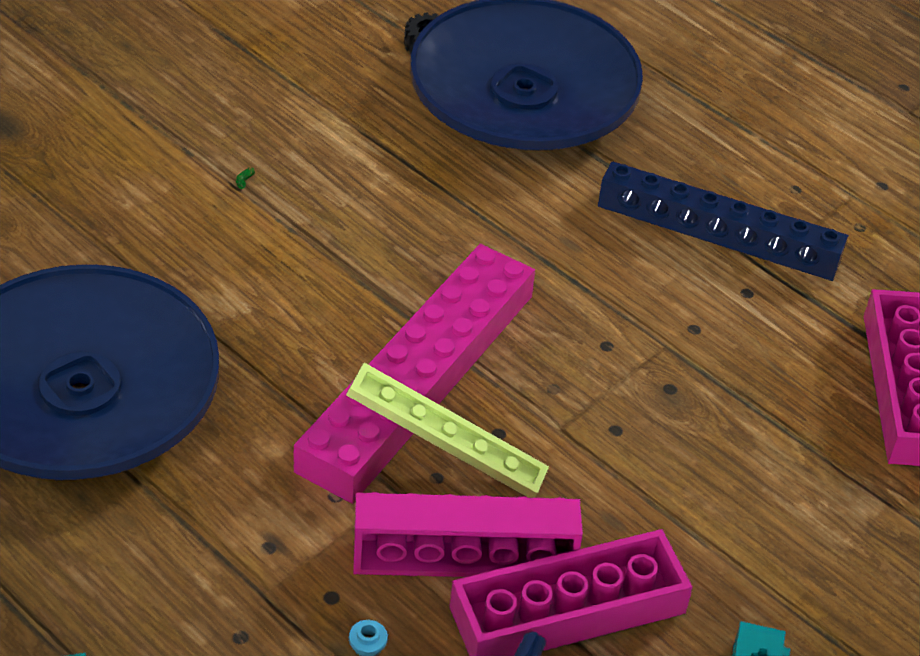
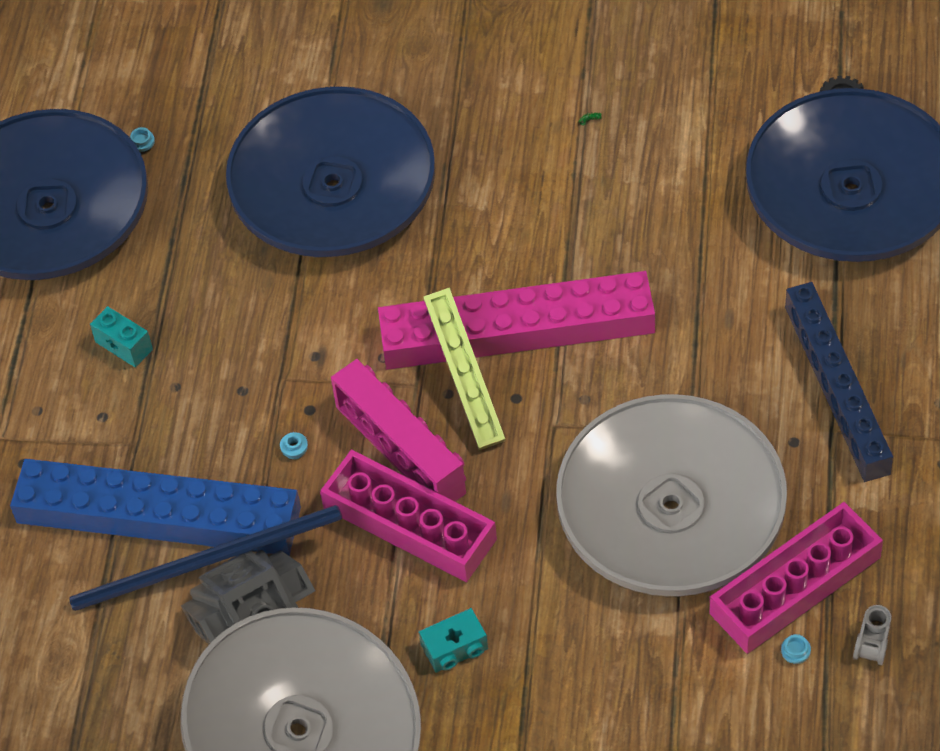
camera: 60 degrees right, 10 degrees up
(800, 372) = (680, 452): none -> light grey dish

